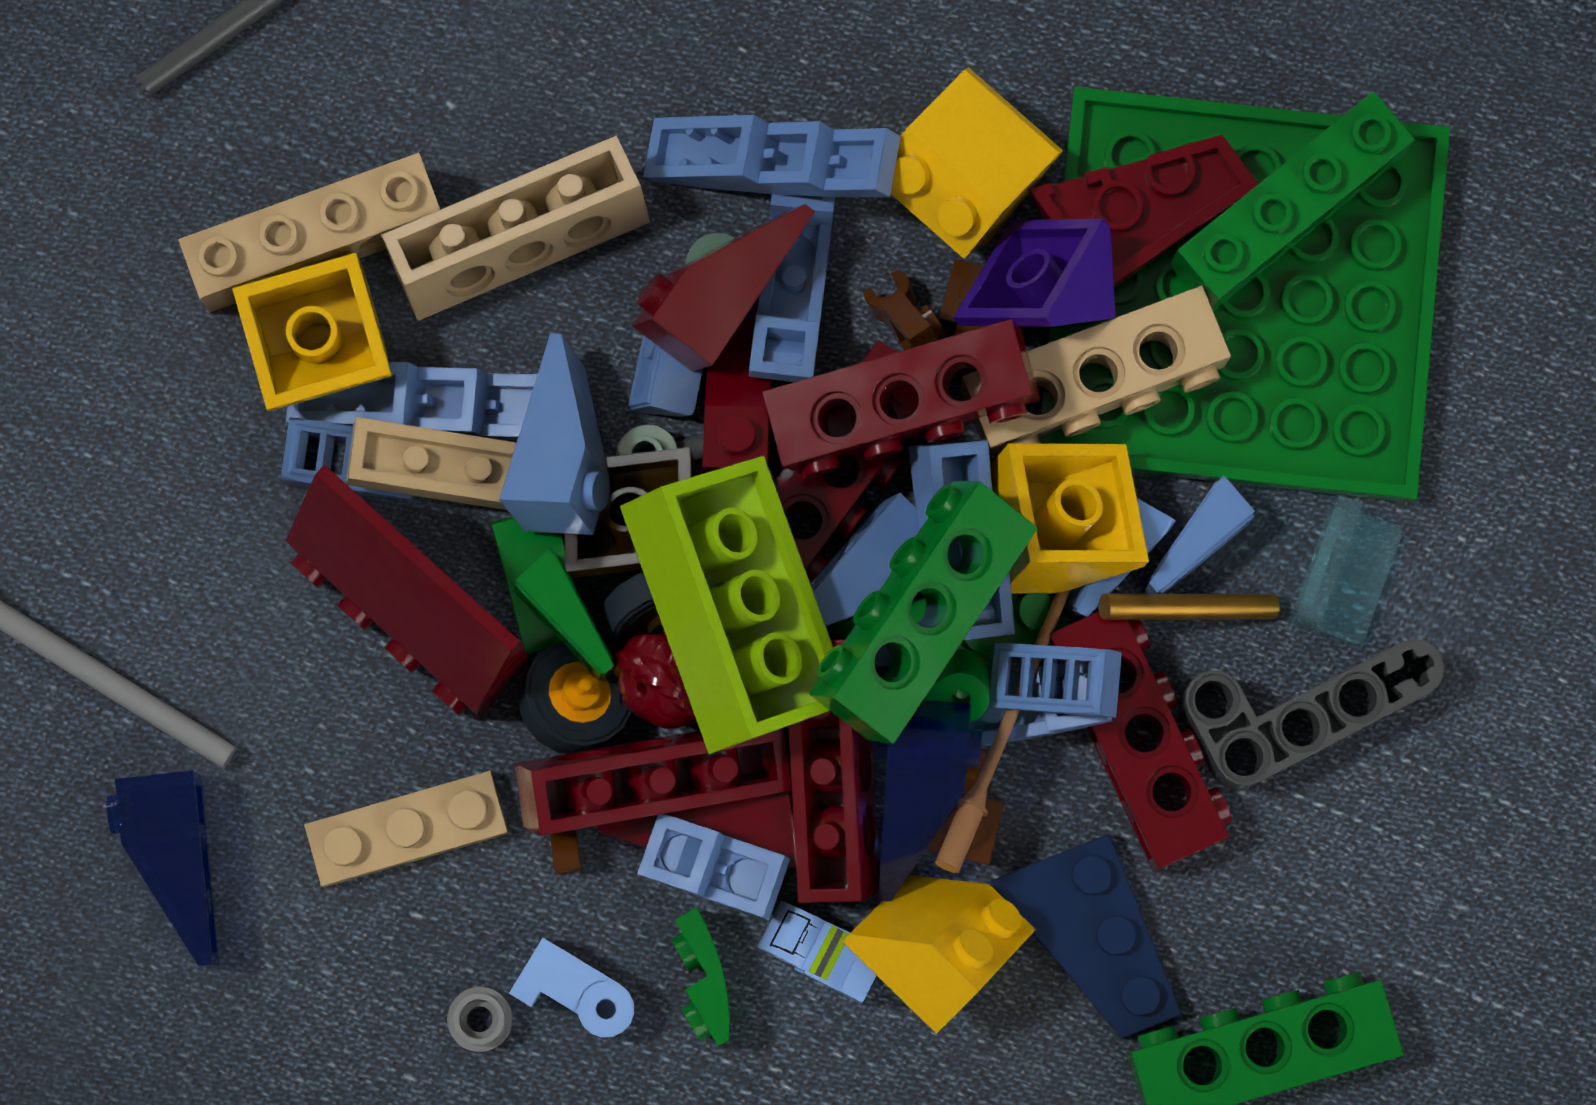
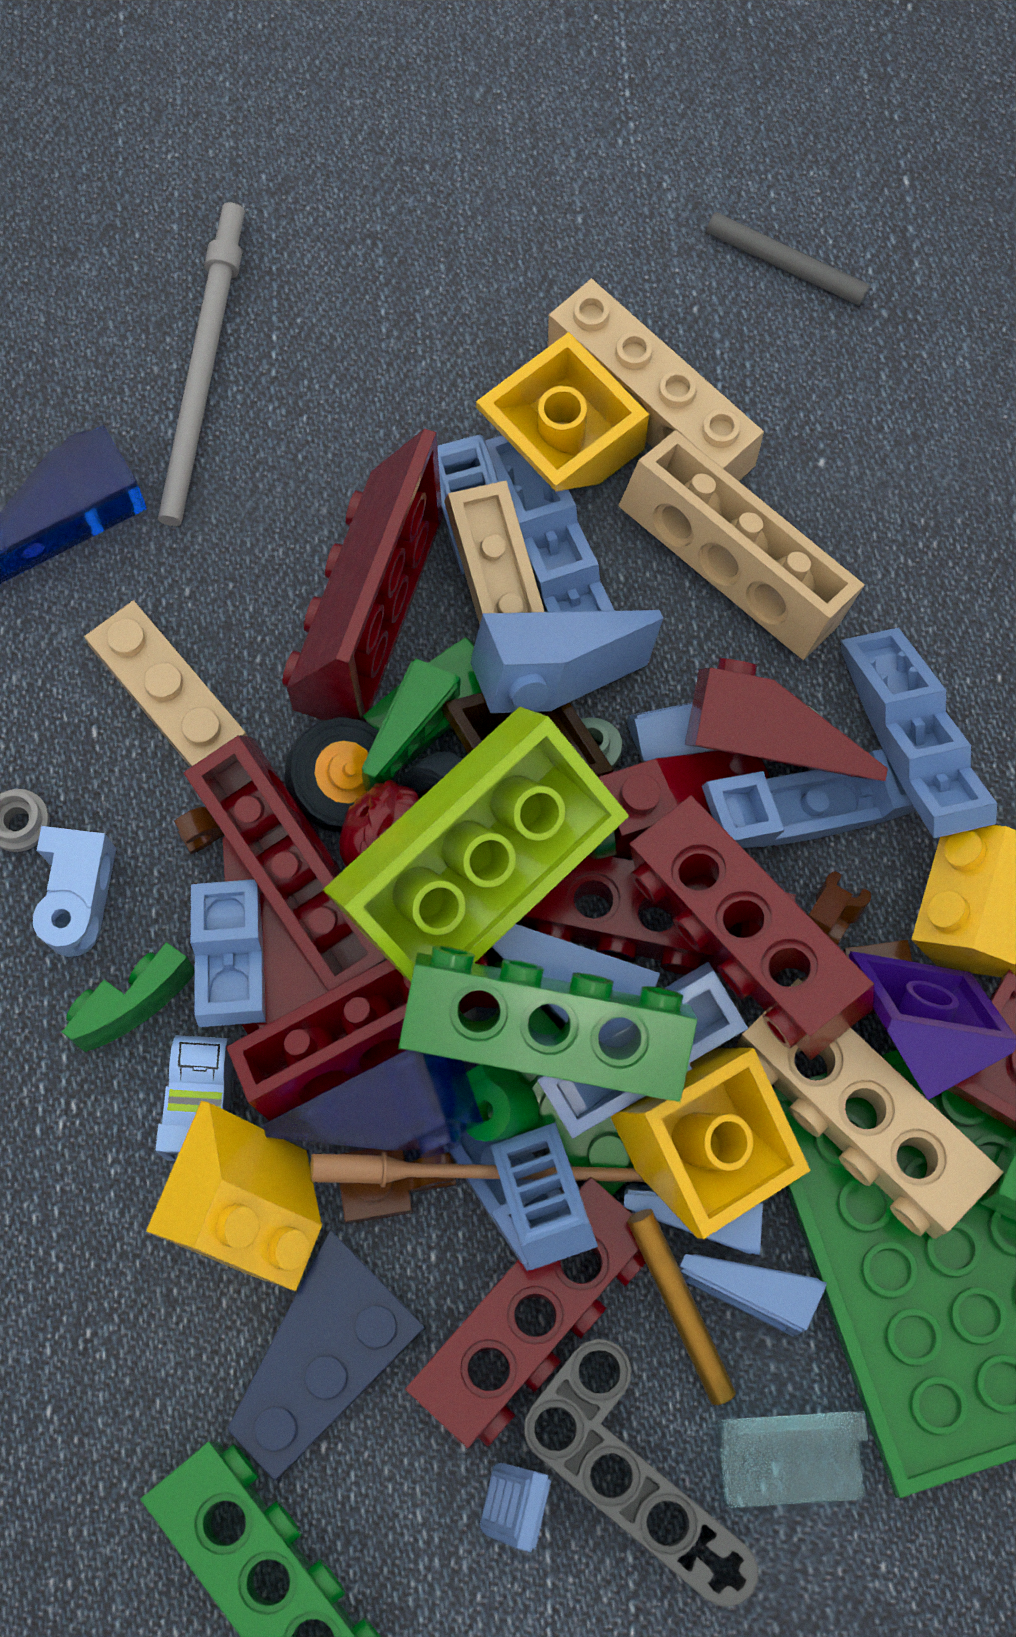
camera: 70 degrees right, 10 degrees down
(1290, 816) = (515, 1505): none -> medium blue slope

